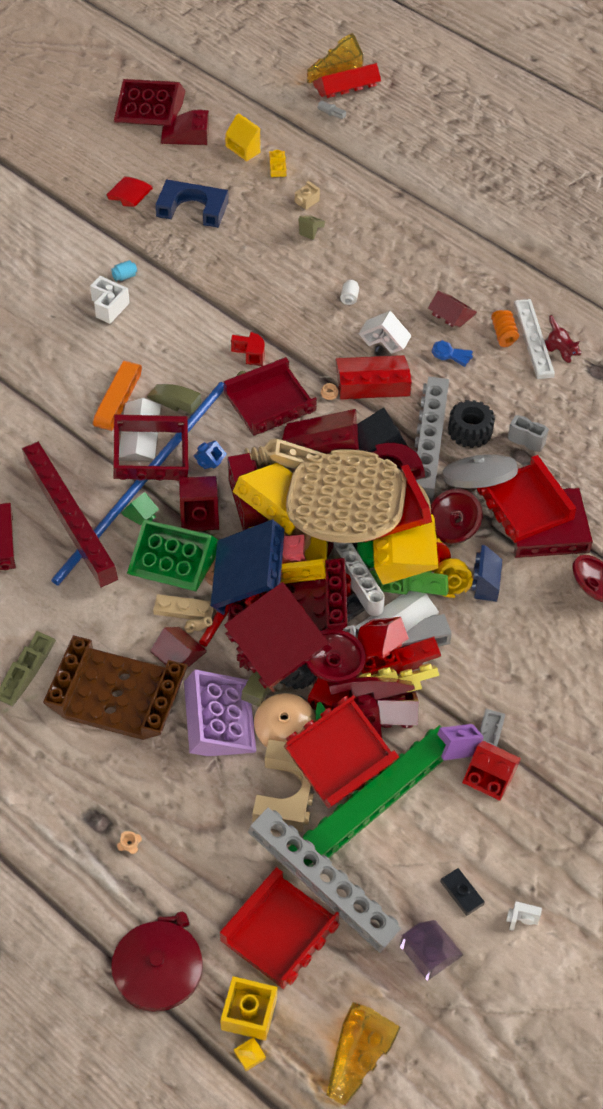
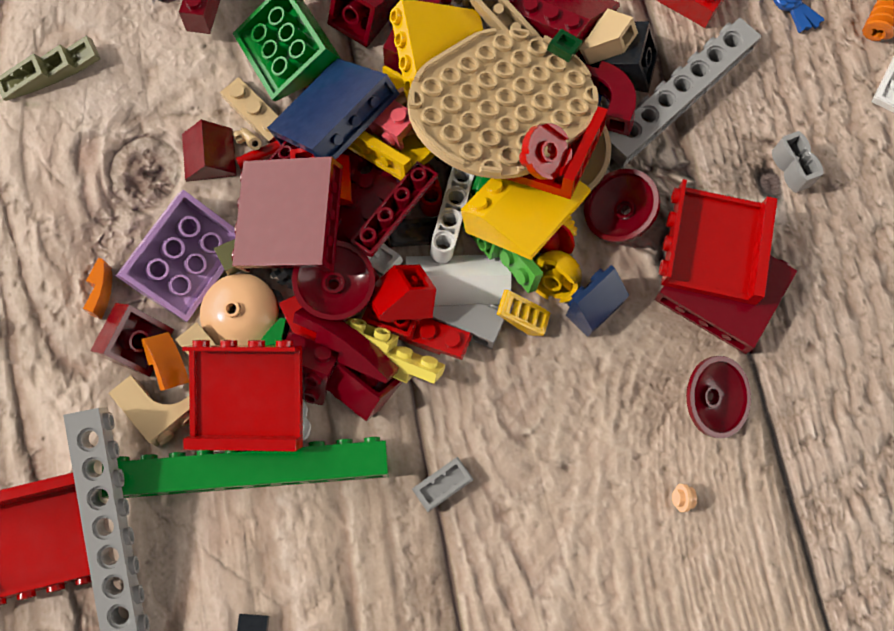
camera: 35 degrees right, 20 degrees up
(90, 676) = (85, 127): reddish brown slope -> none
(185, 764) = (101, 281): none -> orange slope
(233, 779) = (122, 337): none -> dark red slope
(262, 773) = (166, 360): none -> orange slope
(351, 447) = (564, 45): none -> dark green plate
(369, 429) = (609, 37): none -> tan slope
(400, 503) = (533, 151): none -> red plate
(454, 608) = (532, 317): none -> yellow slope
(460, 741) = (391, 475): medium lavender panel -> none
(473, 413) = (751, 92): black tyre -> none
(480, 471) = (696, 172): light grey dish -> none
(491, 770) = (401, 532): red slope -> none

